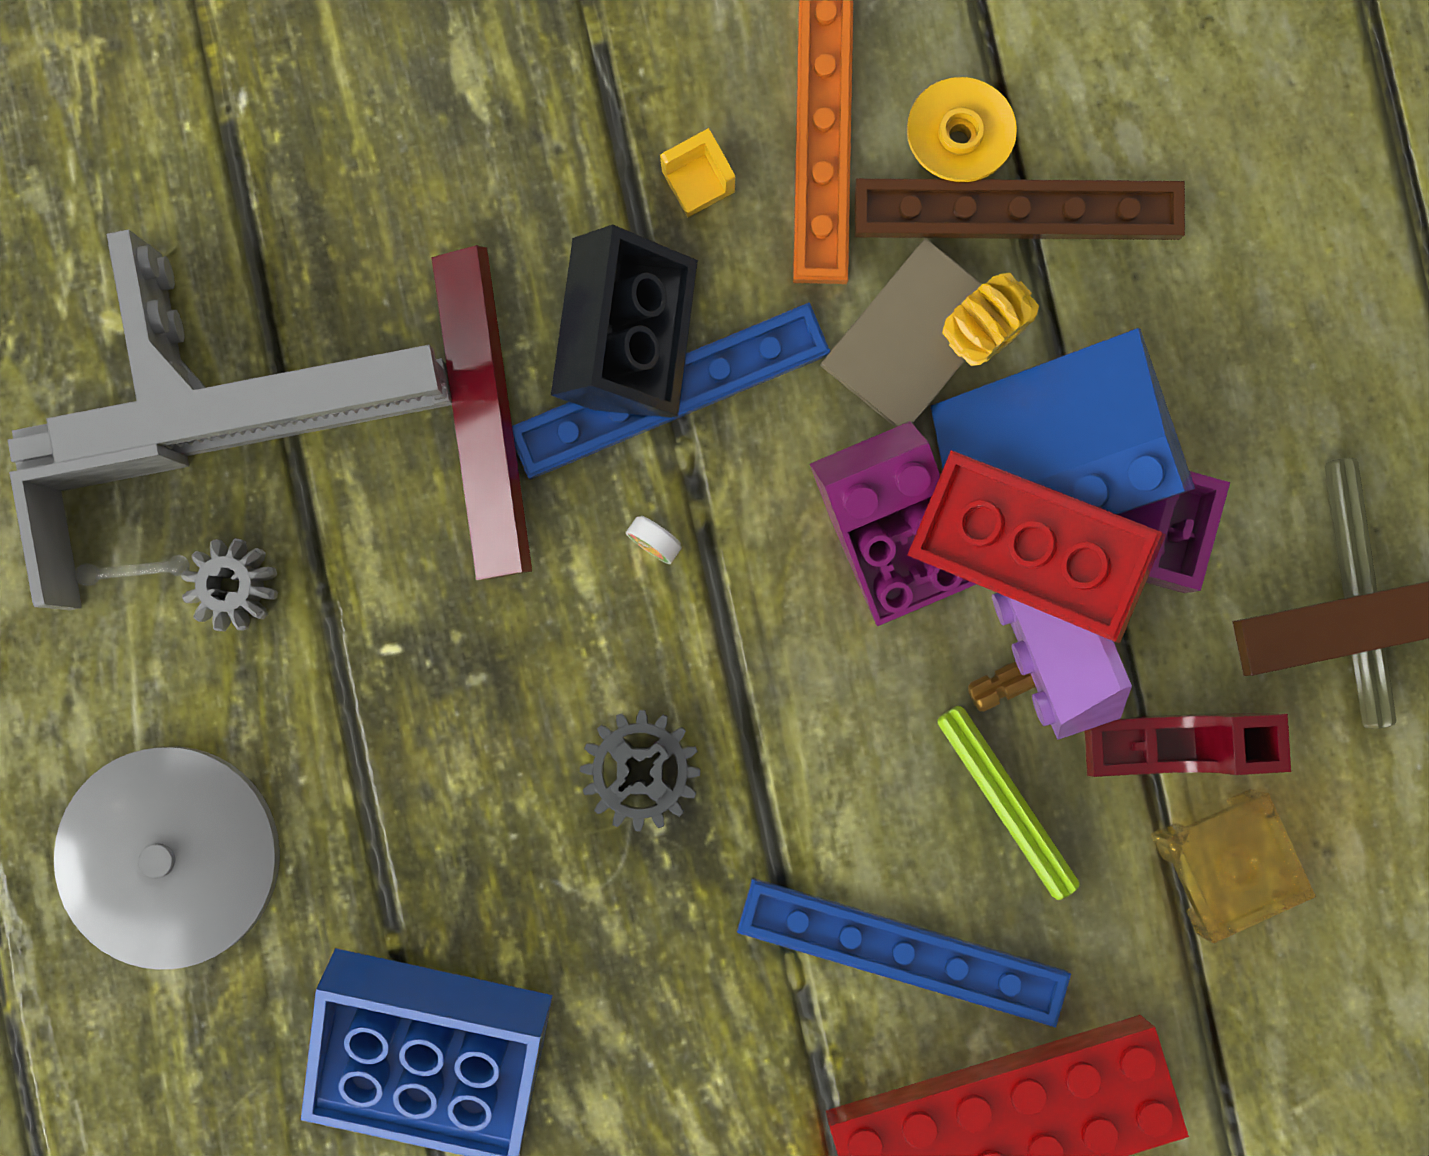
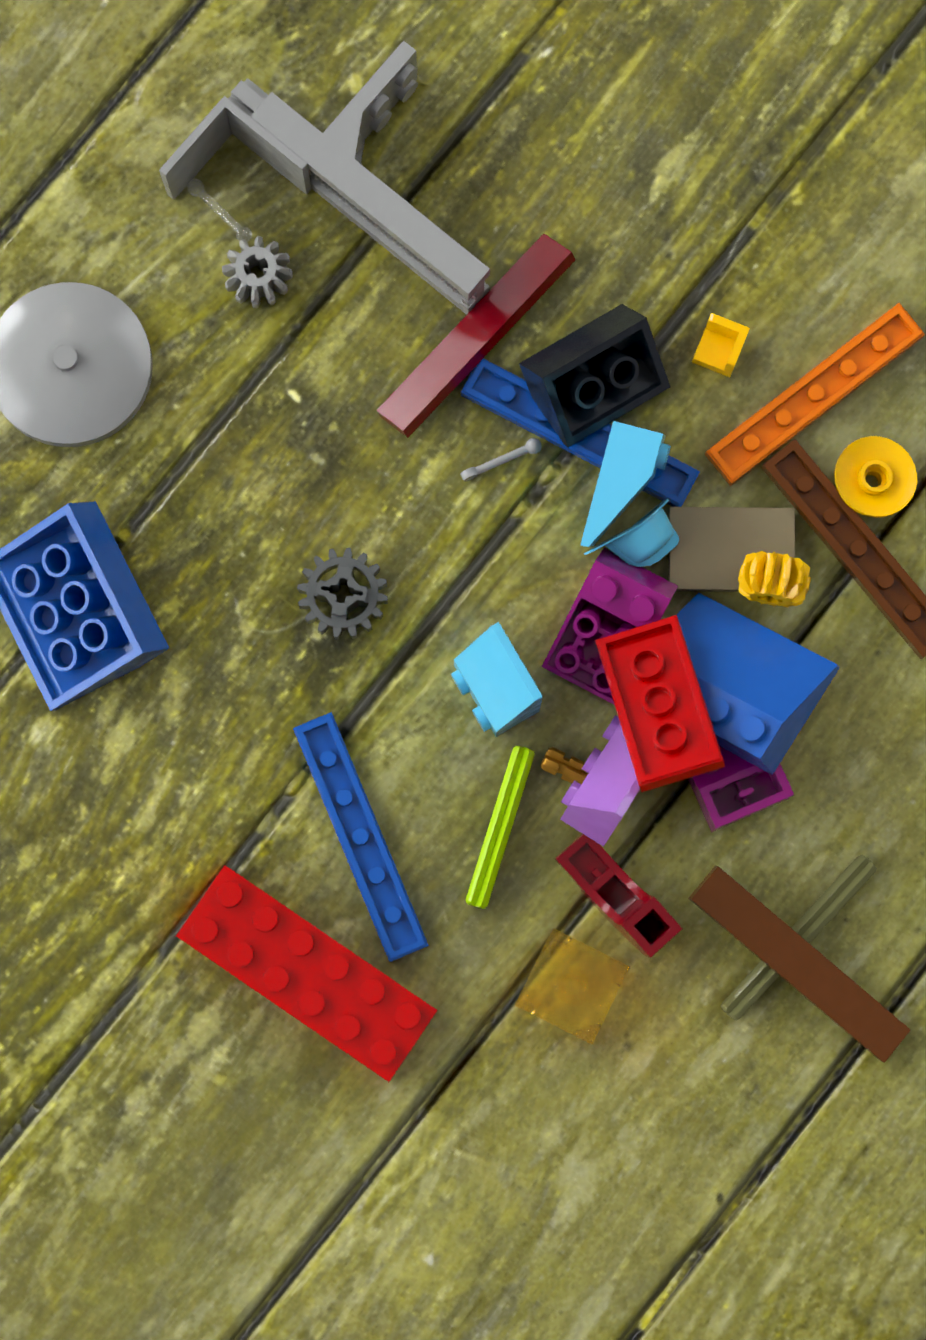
camera: 50 degrees right, 5 degrees down
(643, 450) = (532, 446): none -> light grey hinge
(654, 539) = (484, 493): white tile -> none
(759, 379) = (626, 470): none -> medium azure slope
(835, 418) = (644, 541): none -> medium azure piece
(867, 691) = (496, 682): none -> medium azure slope

